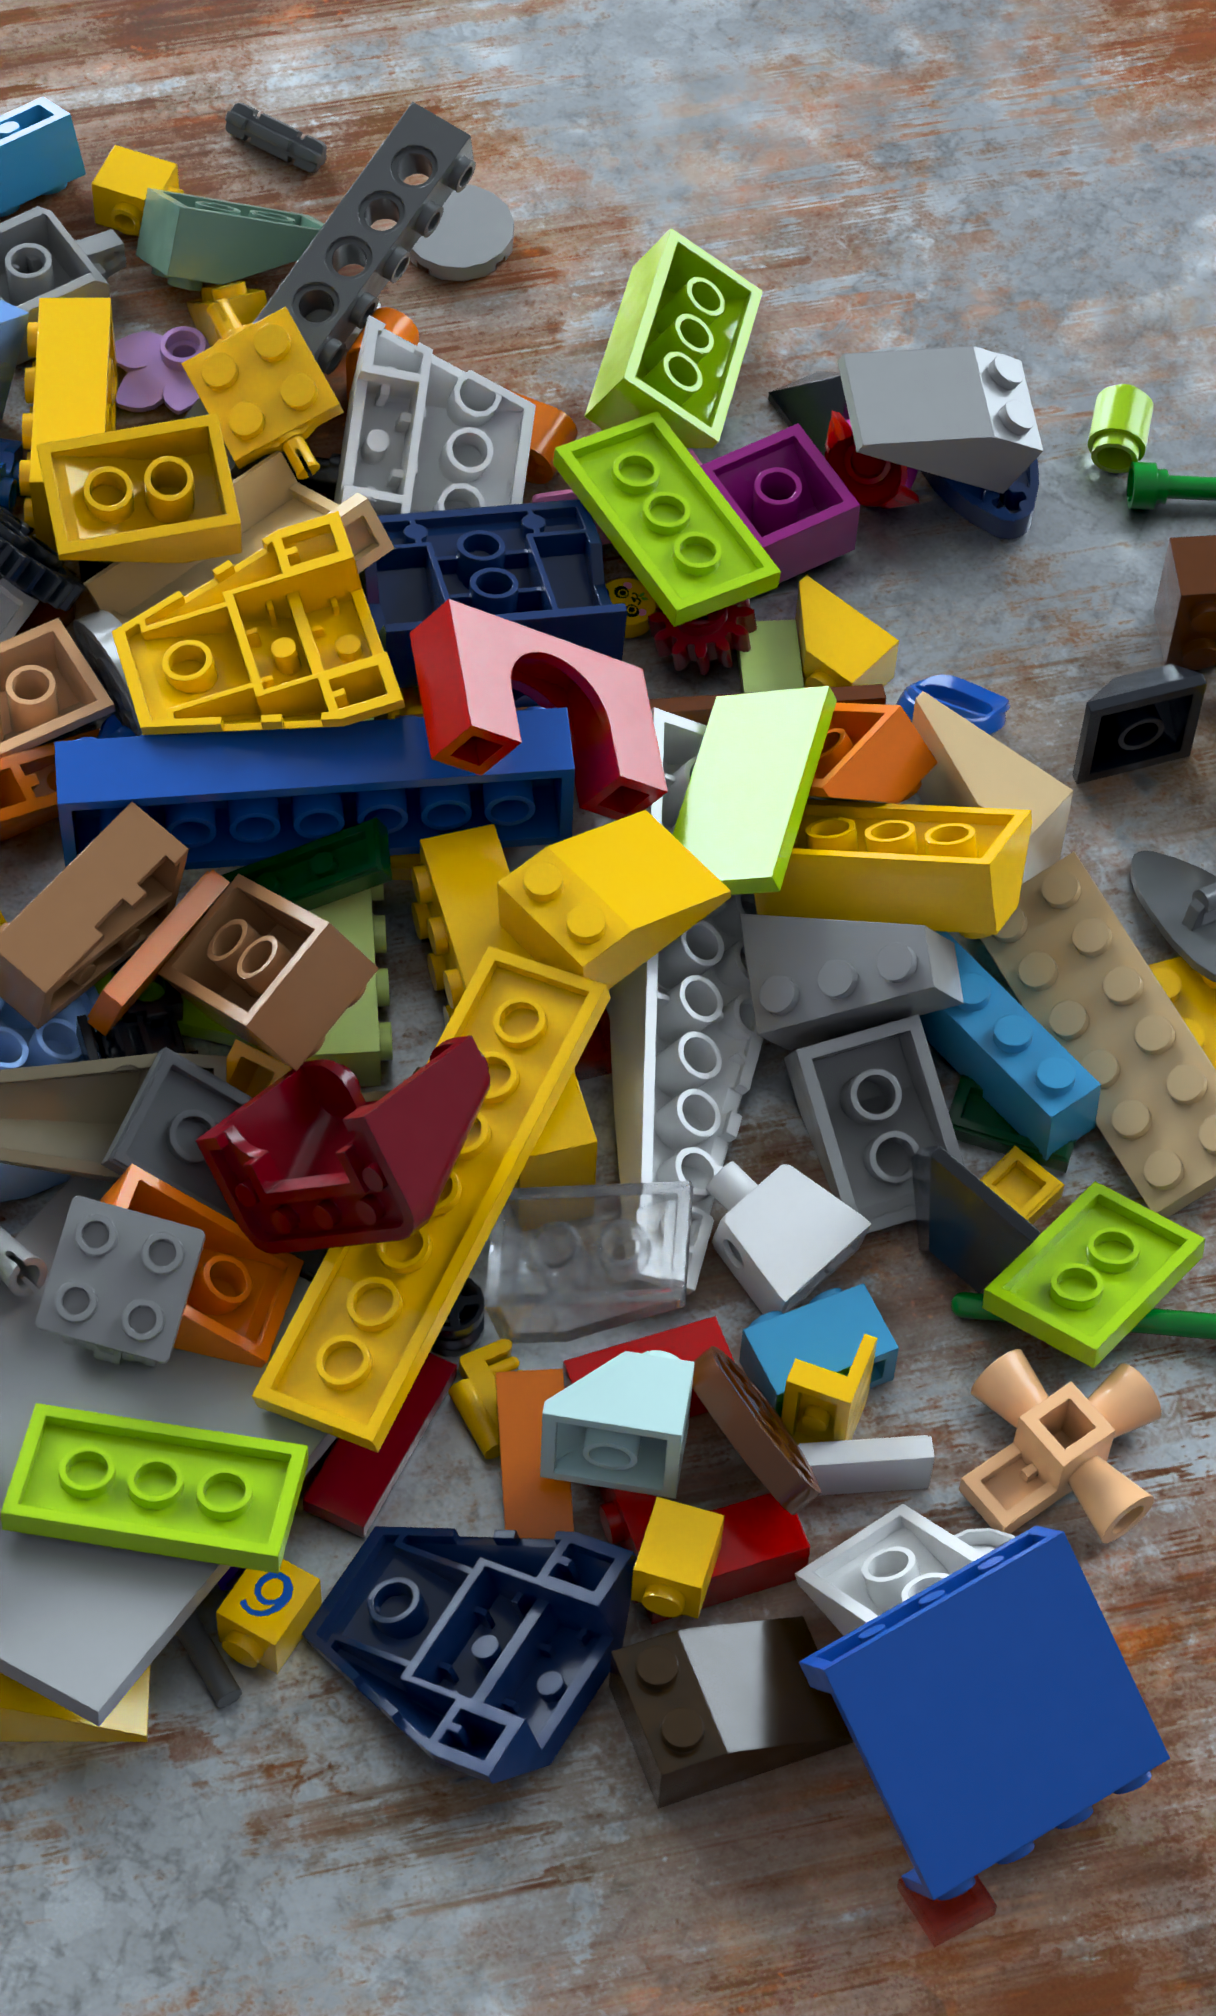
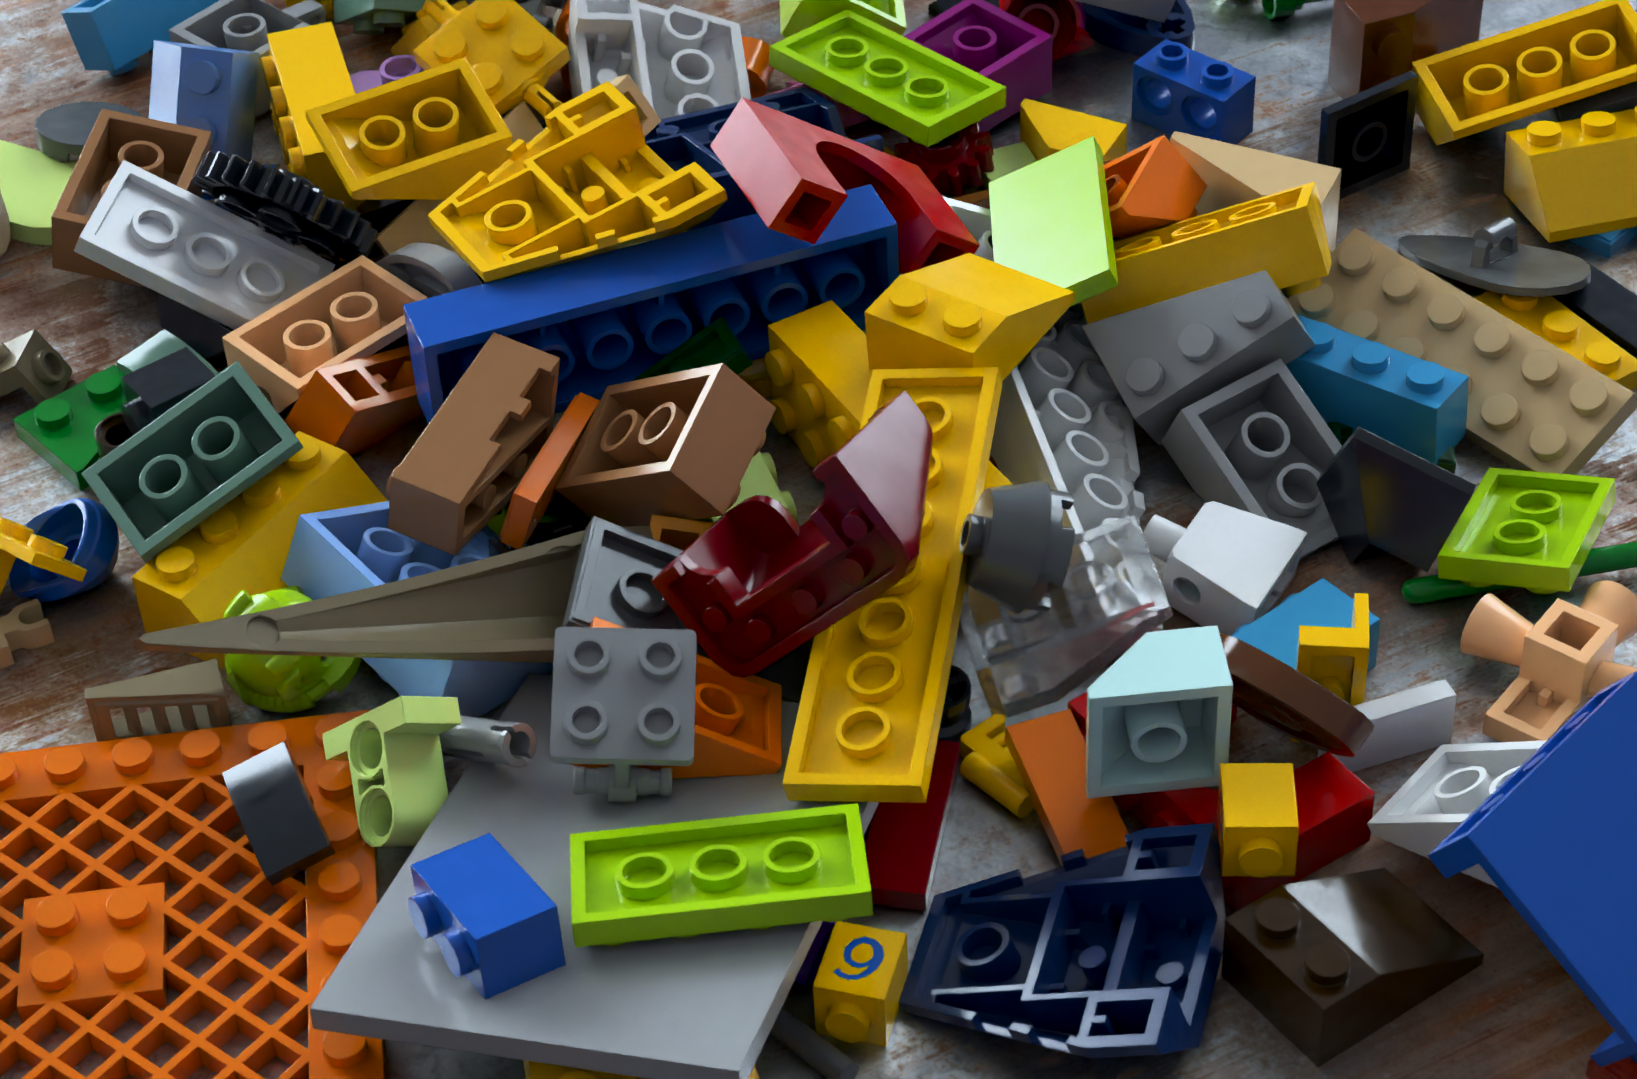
camera: 10 degrees left, 15 degrees down
(552, 1200) = (1018, 544): none -> dark grey cone
(990, 611) = (1192, 94): none -> blue brick

